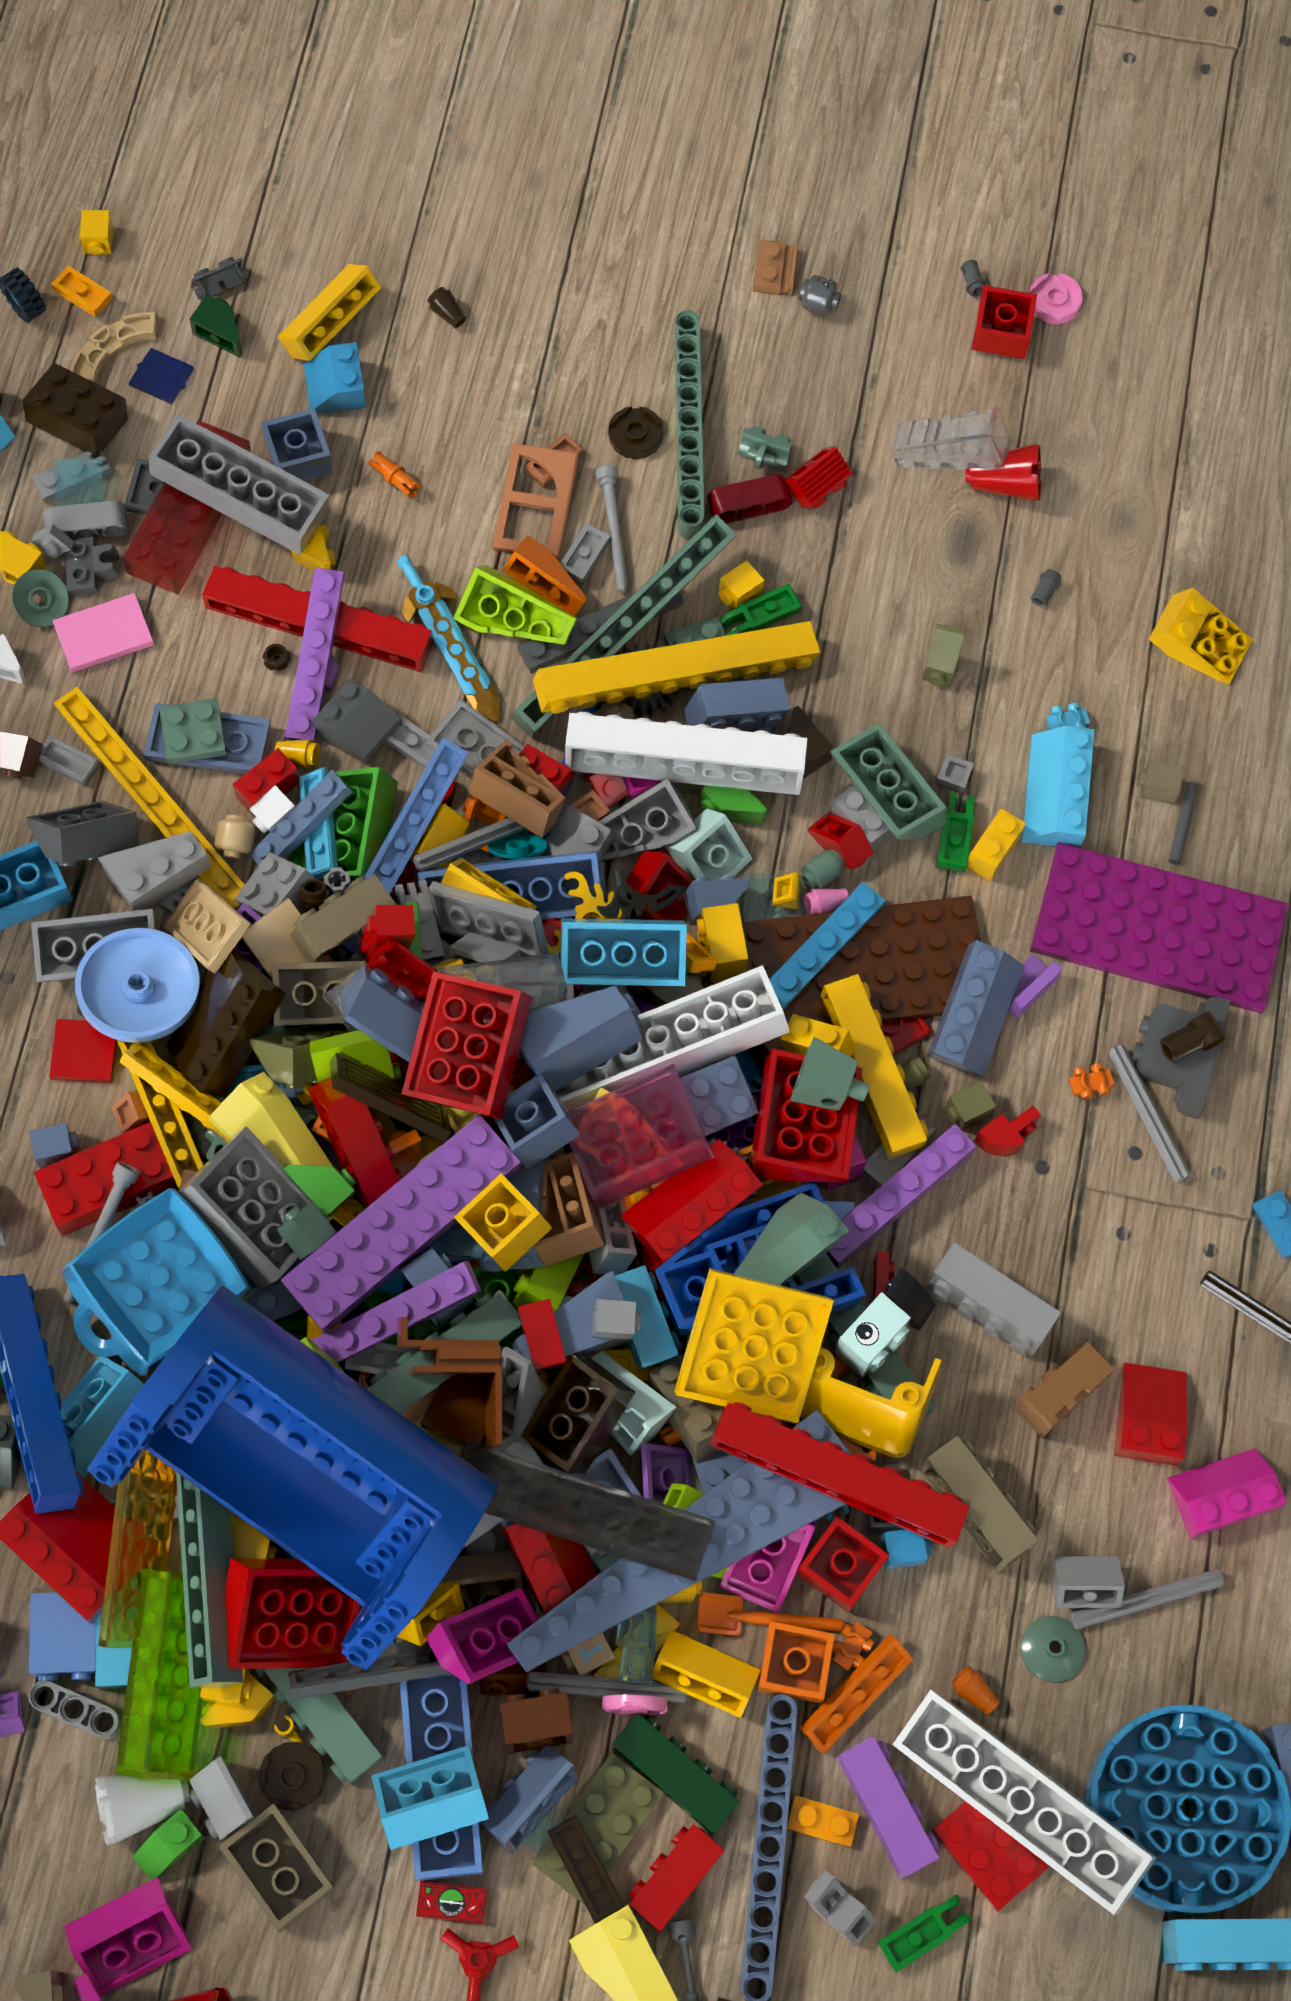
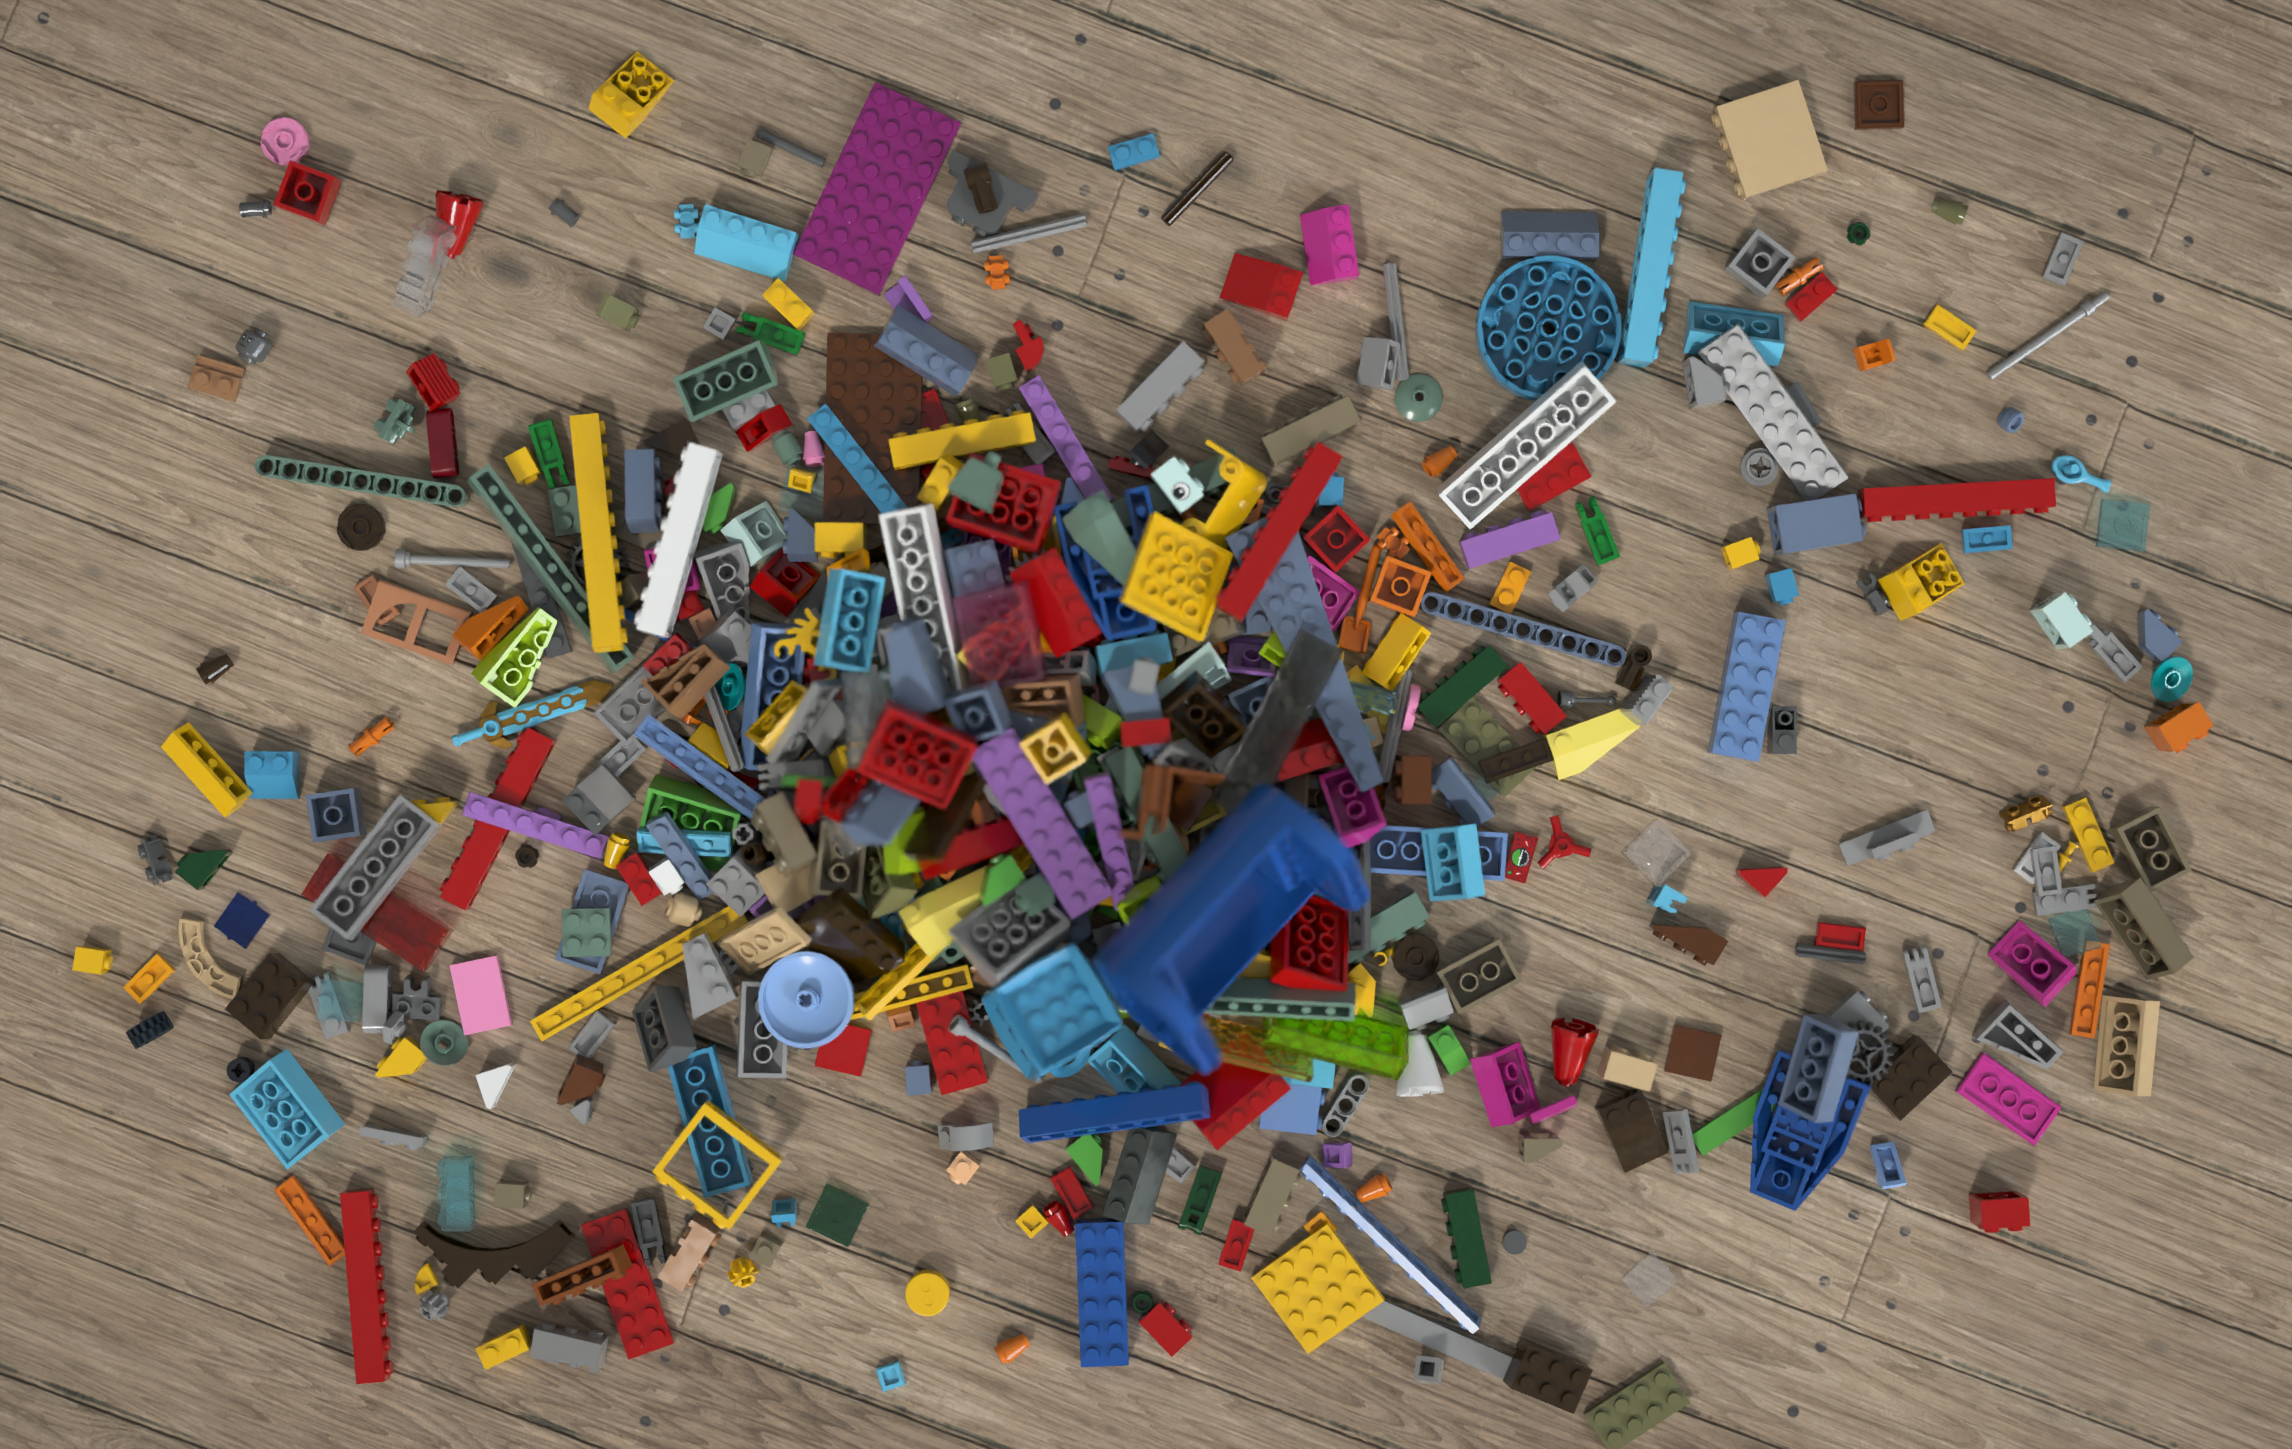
camera: 80 degrees left, 20 degrees up
(629, 899) = (802, 608): pearl dark grey piece -> none

